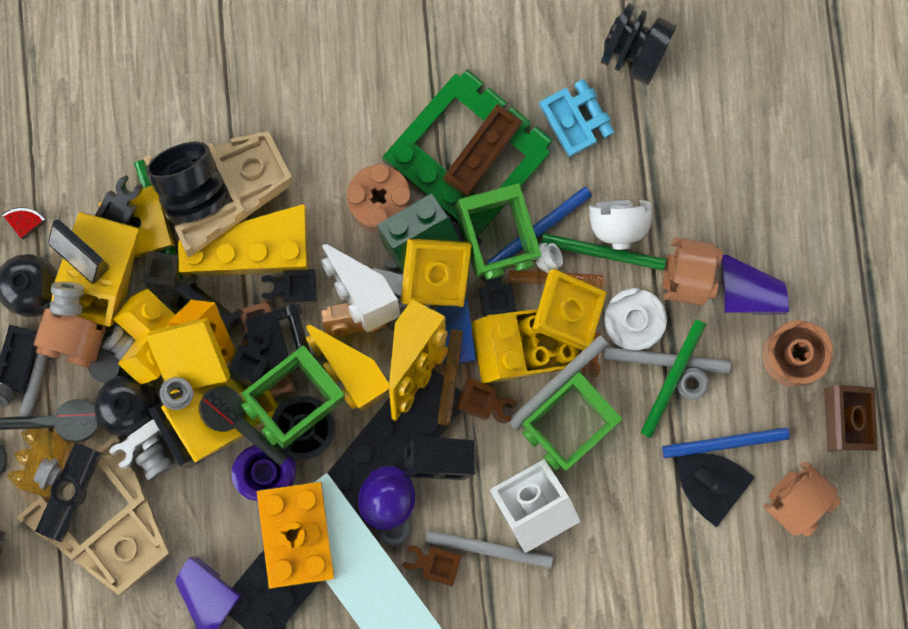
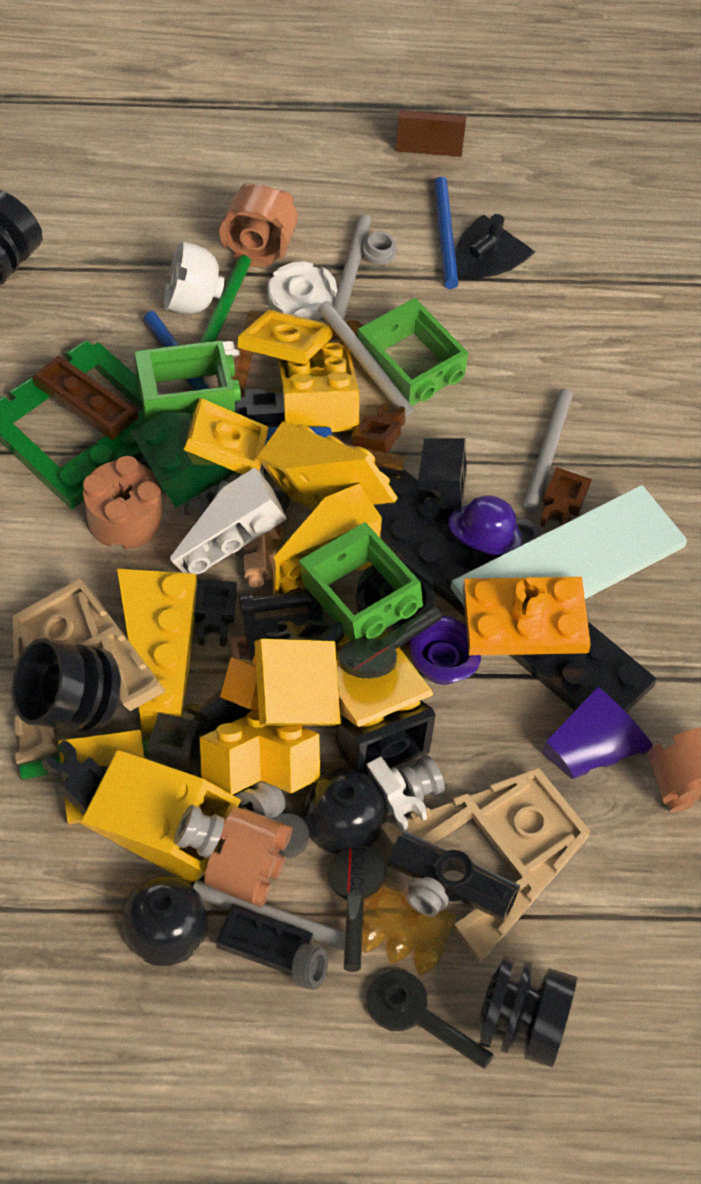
camera: 90 degrees left, 25 degrees down
(24, 220) = (73, 920): red tile -> none
(76, 252) = (136, 814): slope -> none
(176, 384) = (343, 700): light grey plate -> none
(535, 505) = (502, 395): white slope -> none
(568, 122) = (64, 315): medium azure plate -> none
(673, 378) = (373, 260): green bar -> none
(751, 290) = (296, 178): dark purple slope -> none
(802, 500) = (513, 164): nougat brick -> none
(807, 368) = (359, 153): nougat brick -> none

